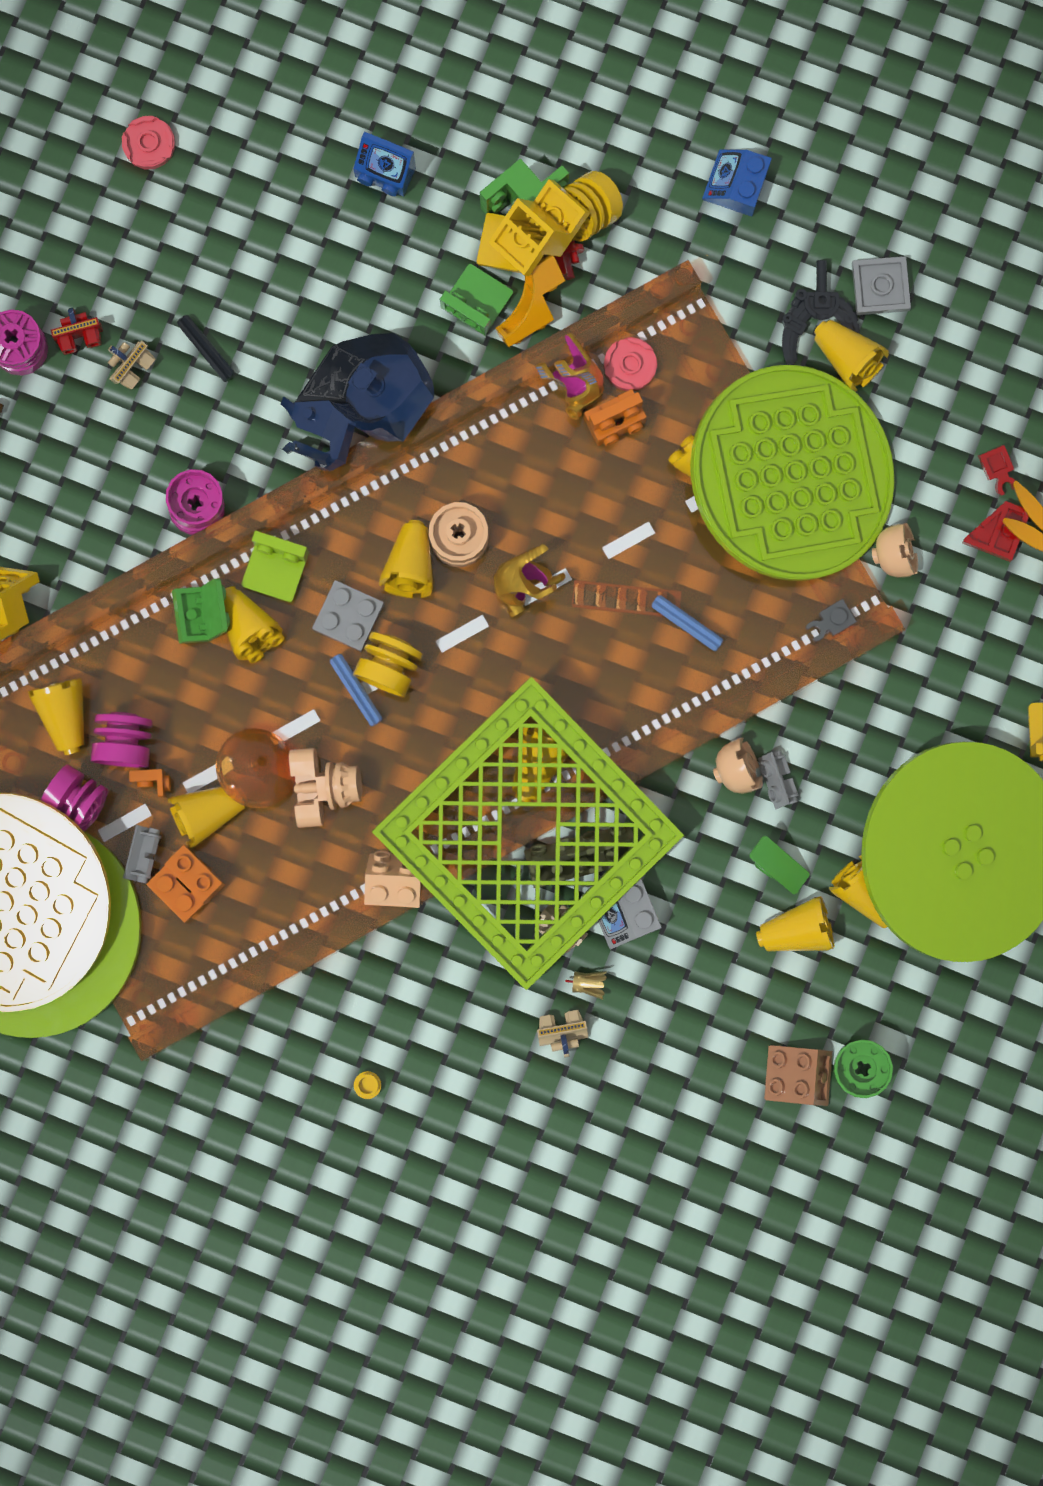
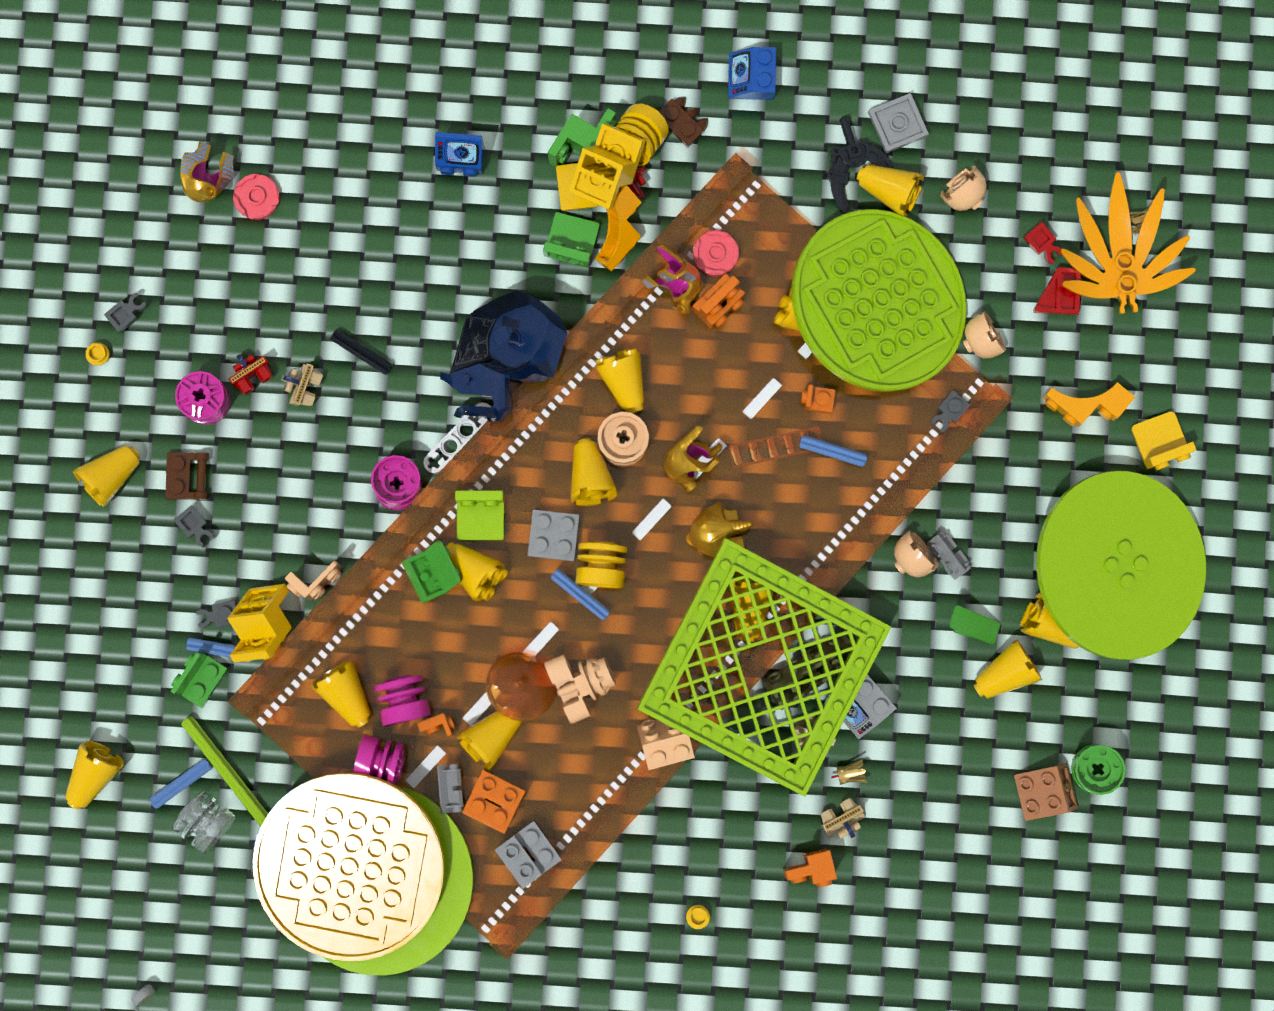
camera: 25 degrees left, 0 degrees up
(70, 588) = (316, 589): none -> light nougat bracket
(87, 99) = (194, 179): none -> pearl gold piece
(190, 959) = (518, 860): none -> light grey brick
(276, 471) = (456, 436): none -> white beam
(482, 468) = (624, 378): none -> yellow cone
(516, 1074) = (817, 866): none -> orange brick
(527, 660) = (713, 526): none -> pearl gold piece
(642, 209) = (682, 121): none -> reddish brown plate
(689, 560) = (818, 399): none -> orange bracket
(931, 383) = (965, 190): none -> light nougat cylinder
(973, 666) = (1077, 410): none -> light orange arch

